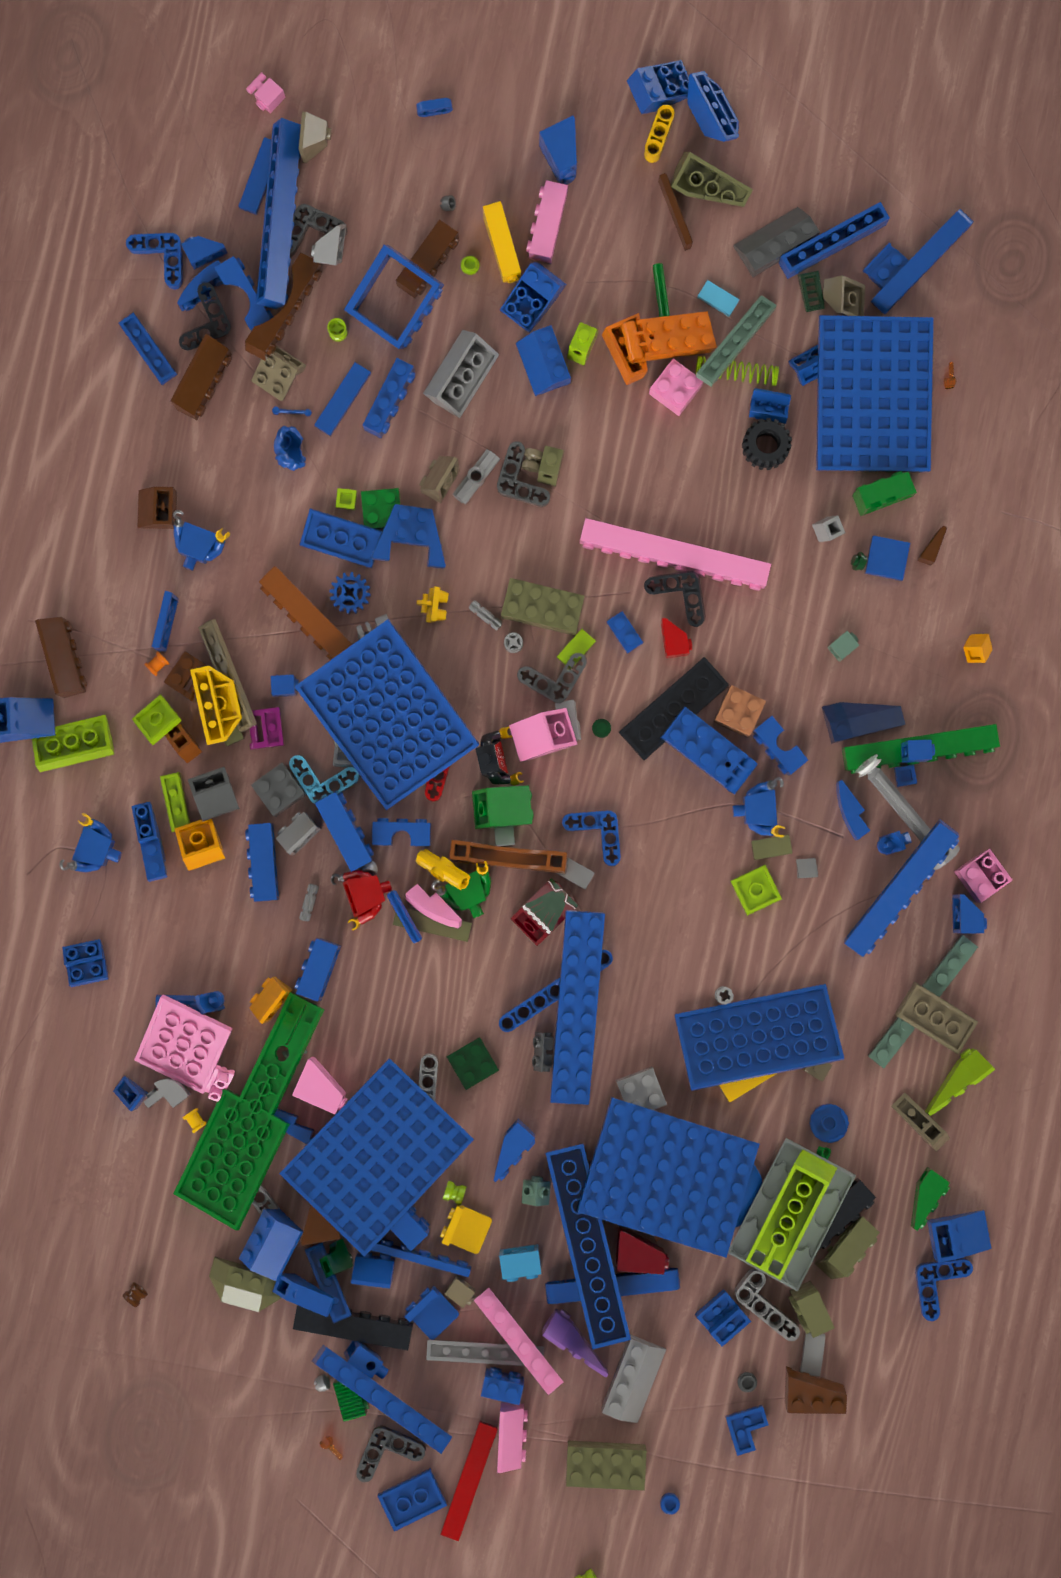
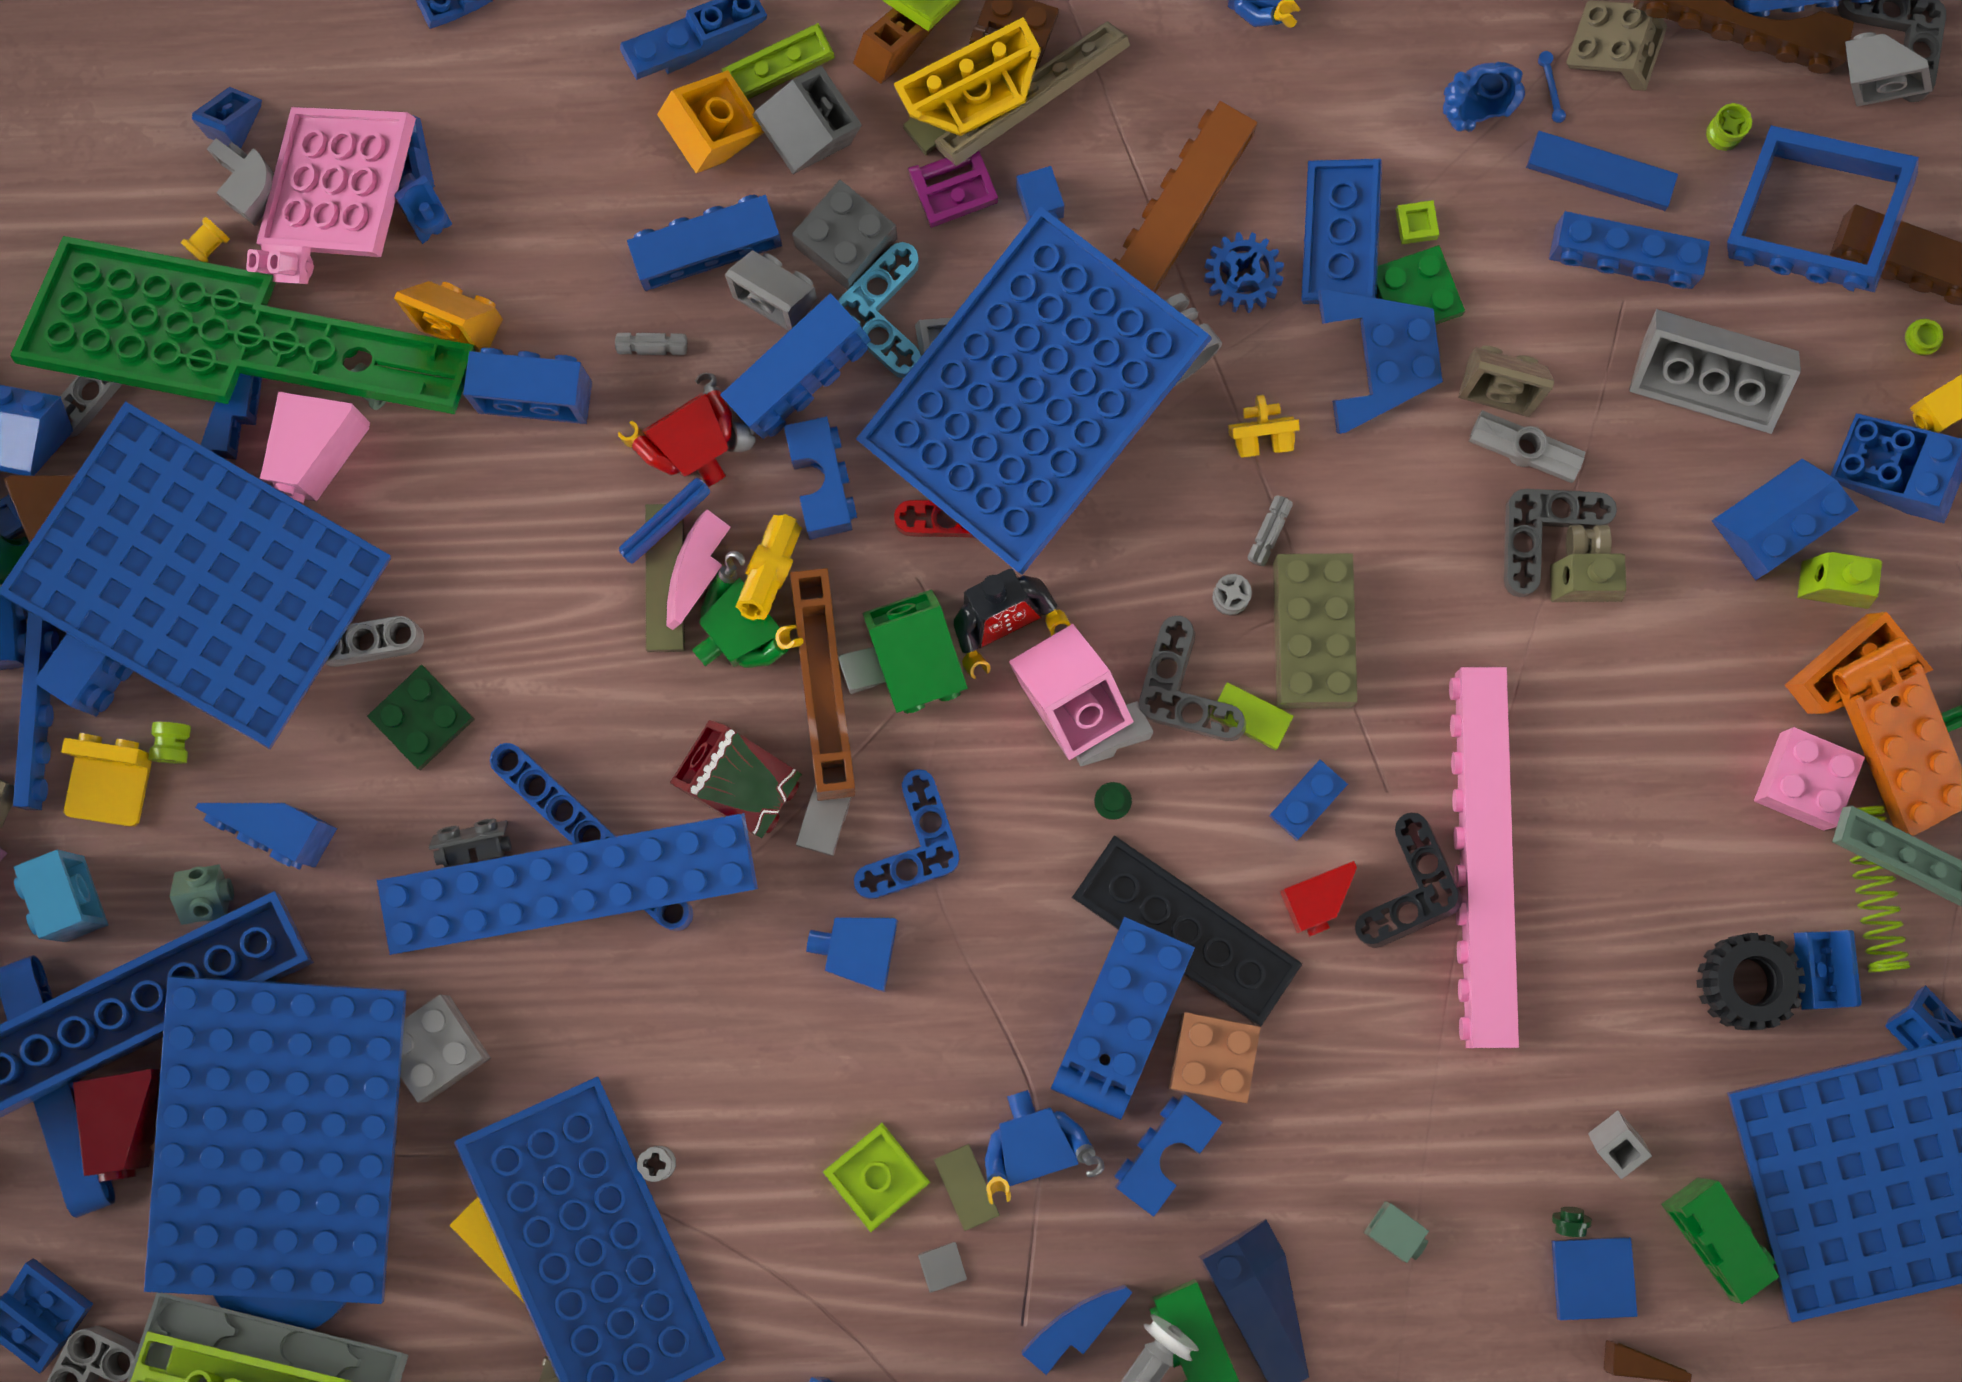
camera: 75 degrees right, 5 degrees down
(644, 872) = (857, 949): none -> blue torso

